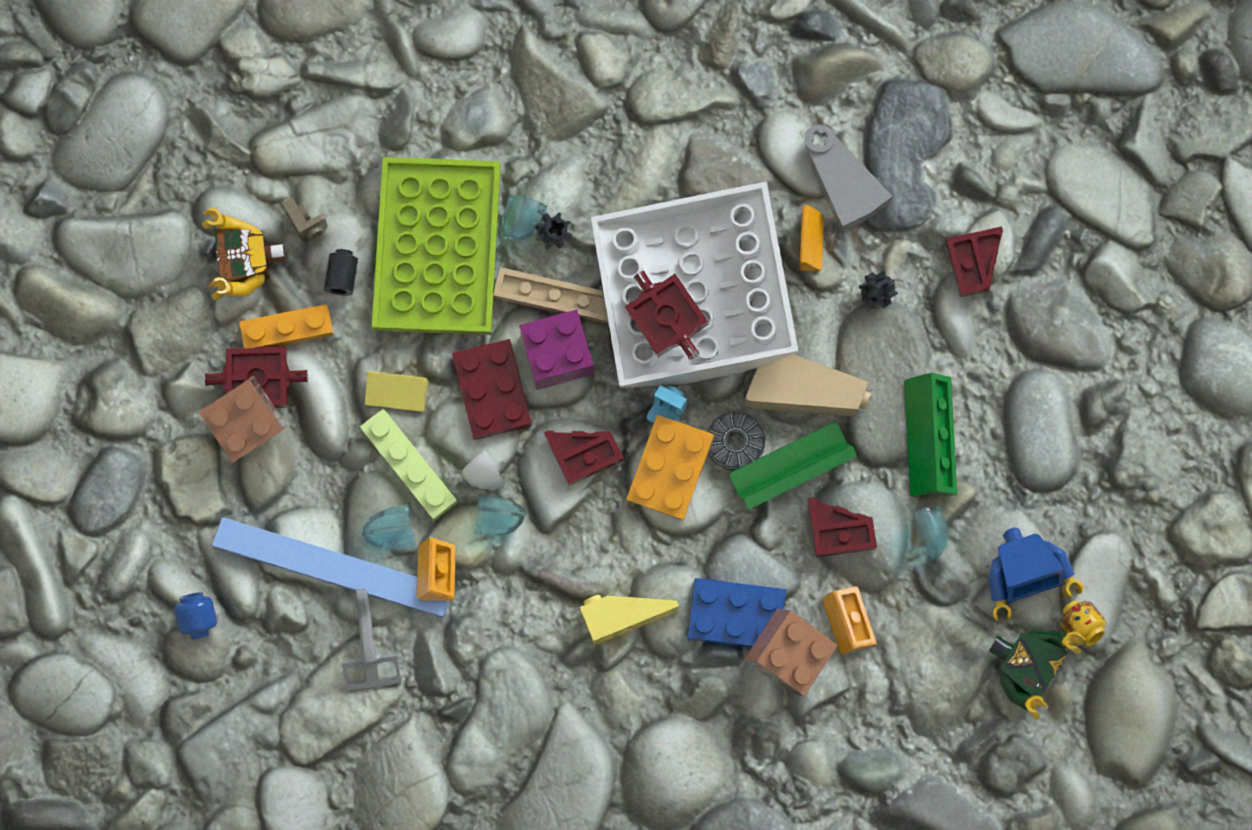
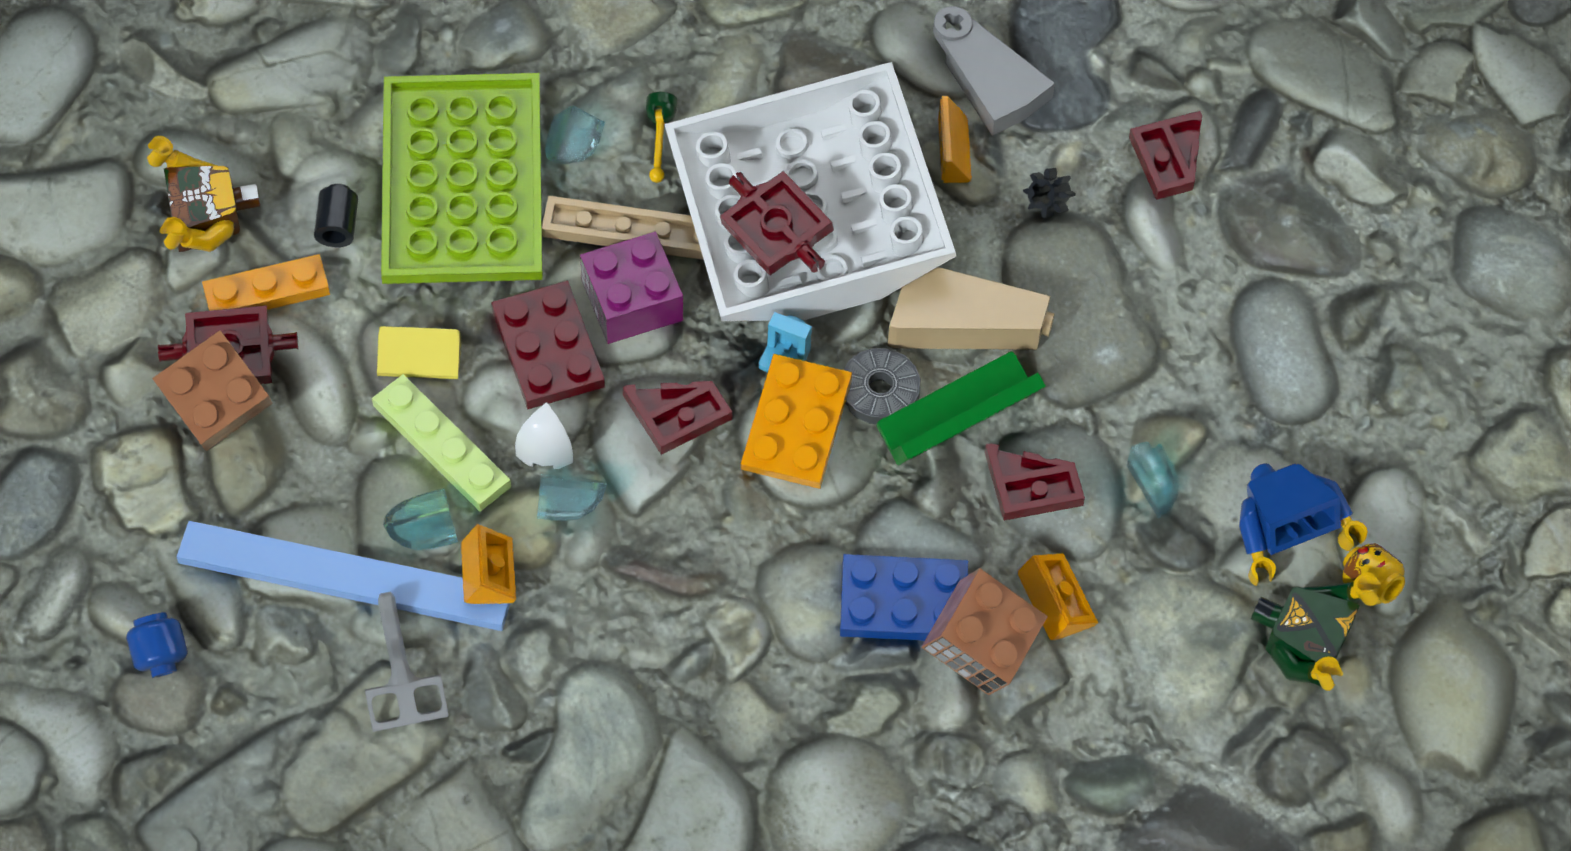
camera: 10 degrees left, 15 degrees down
(299, 216) = (282, 162): dark tan bracket -> none
(555, 222) = (615, 149): black gear -> none
(590, 197) = (661, 110): none -> hinge
(618, 615) = (746, 605): light yellow slope -> none
(930, 435) = (1138, 361): green panel -> none

